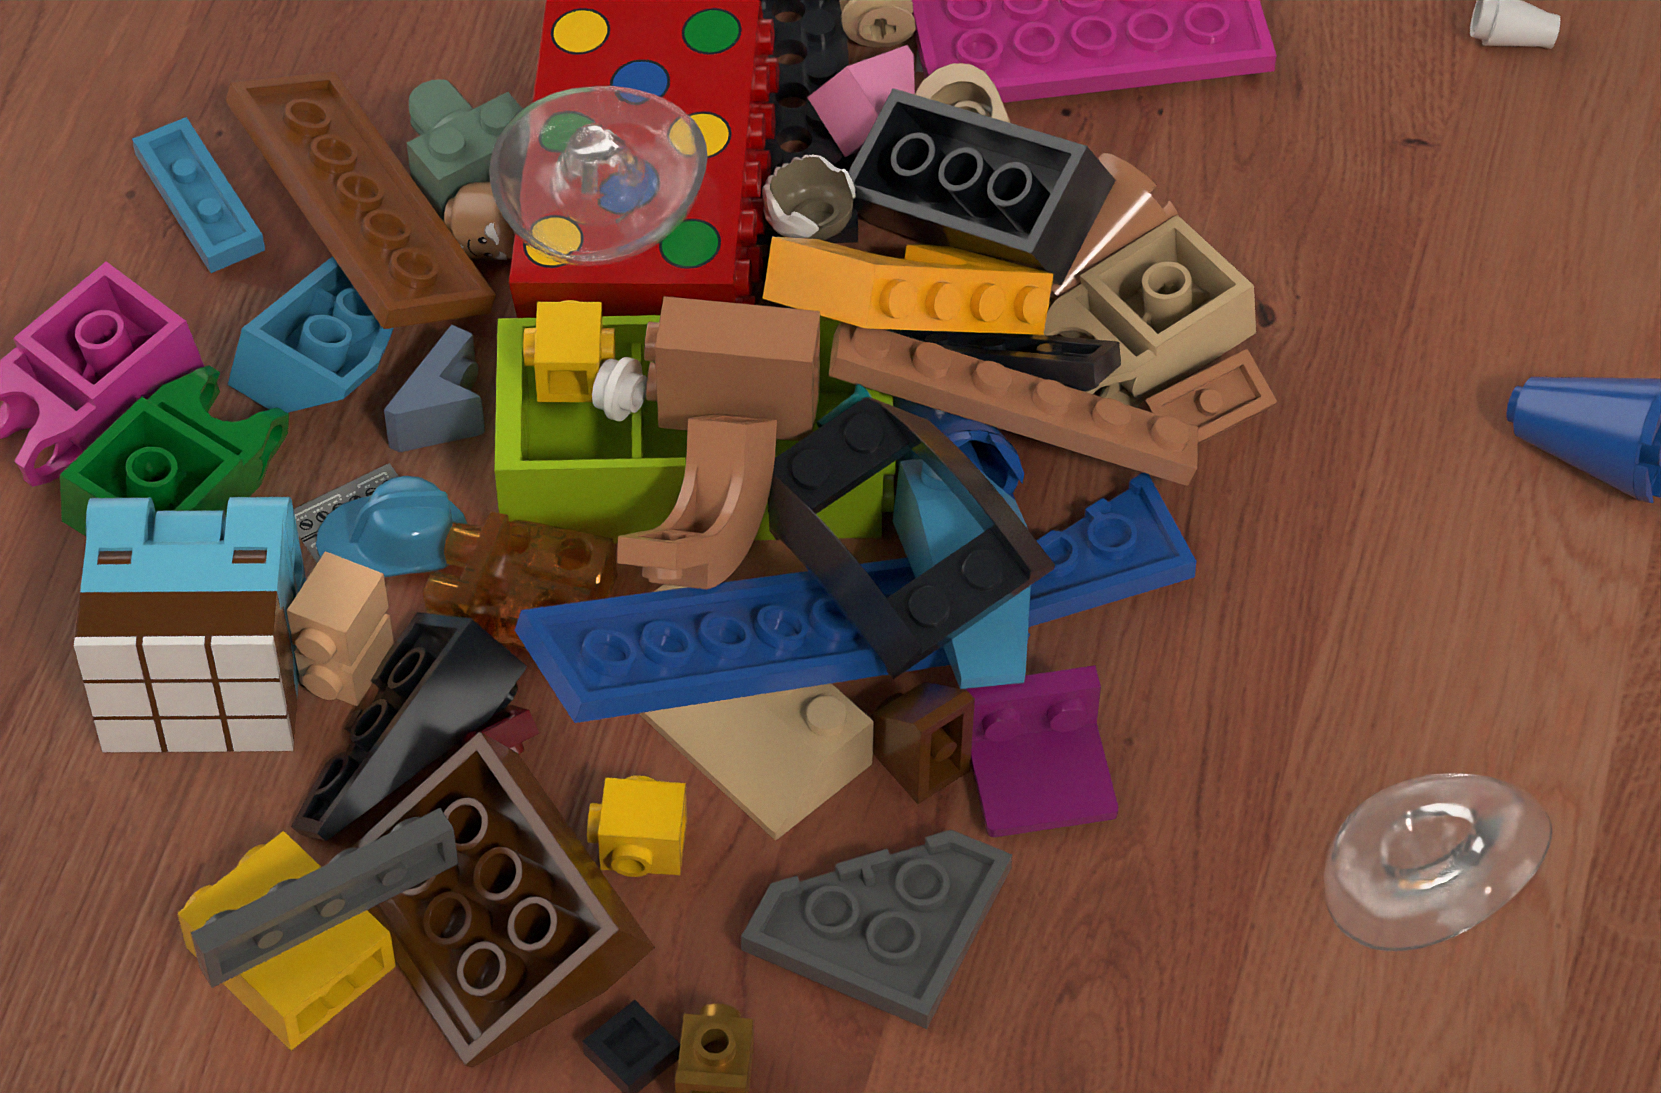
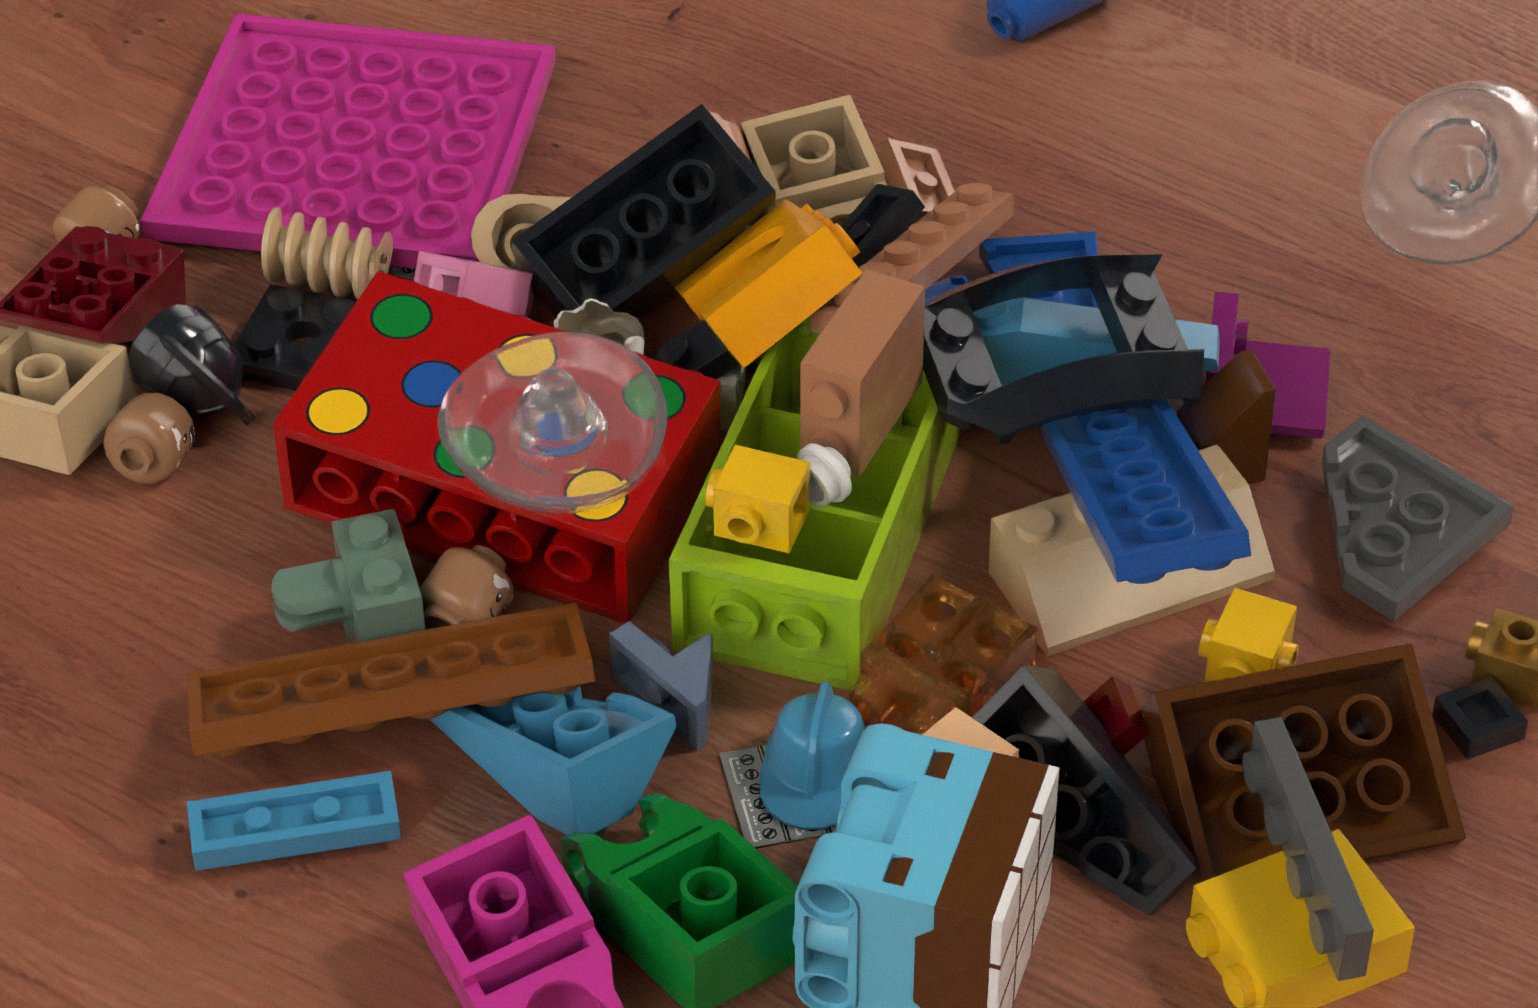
camera: 70 degrees left, 10 degrees down
(717, 507) = (989, 447): nougat arch -> none

